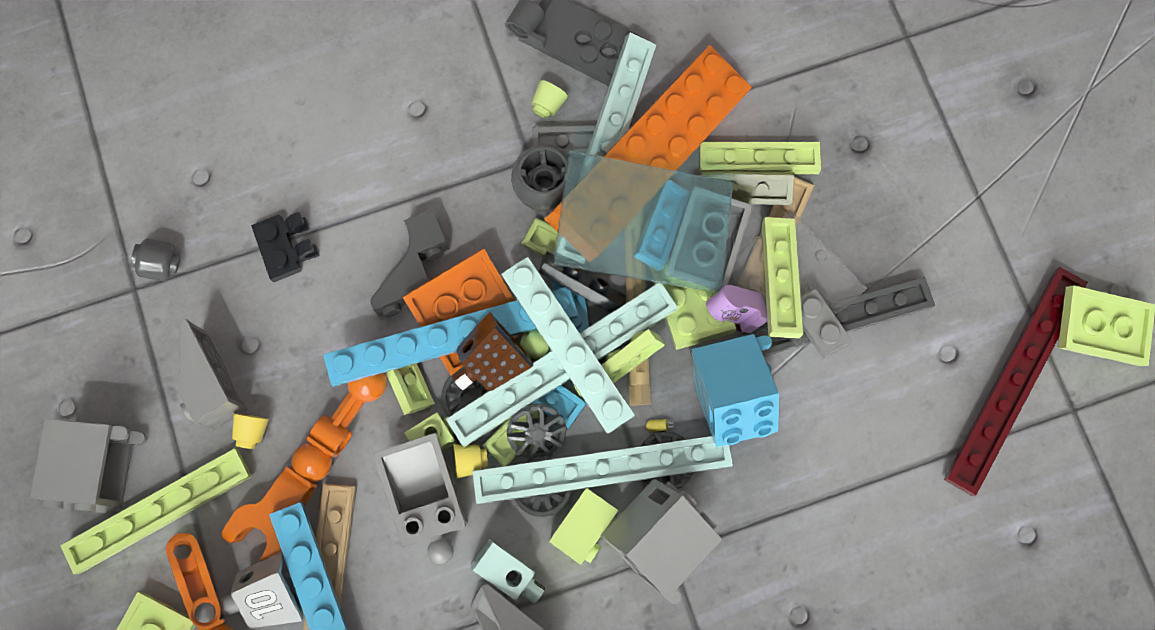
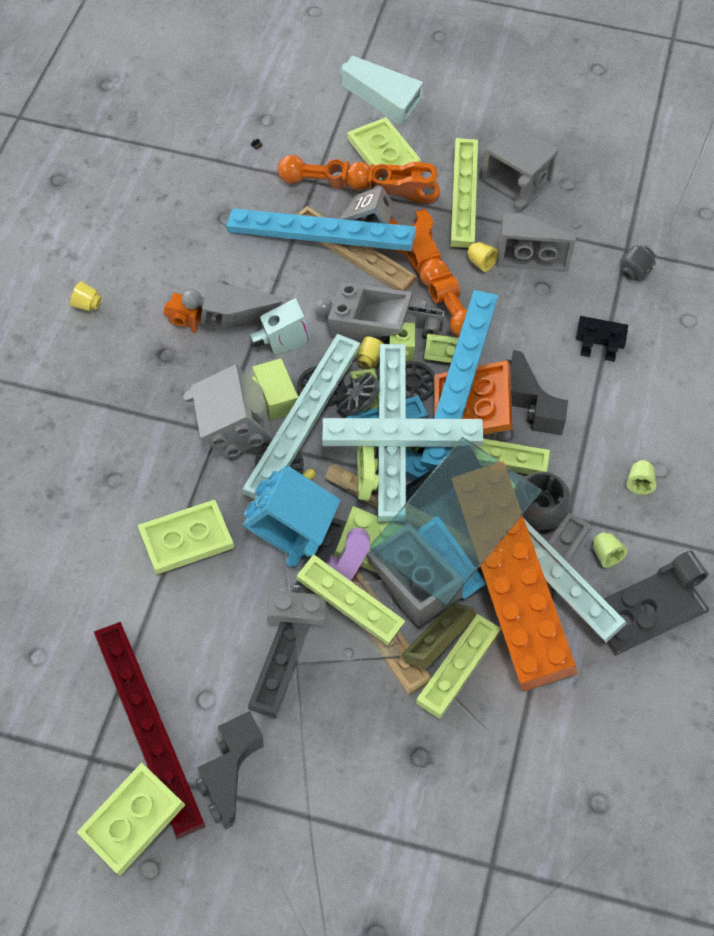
camera: 120 degrees right, 20 degrees down
(381, 424) = (425, 318): none -> light grey hips
(442, 112) = (642, 478): none -> yellowish green hat
(490, 356) = (427, 388): reddish brown torso -> none
(499, 236) = (518, 457): none -> yellowish green plate
(815, 489) = (185, 537): none -> yellowish green plate
(1013, 284) = (220, 776): none -> dark grey arch

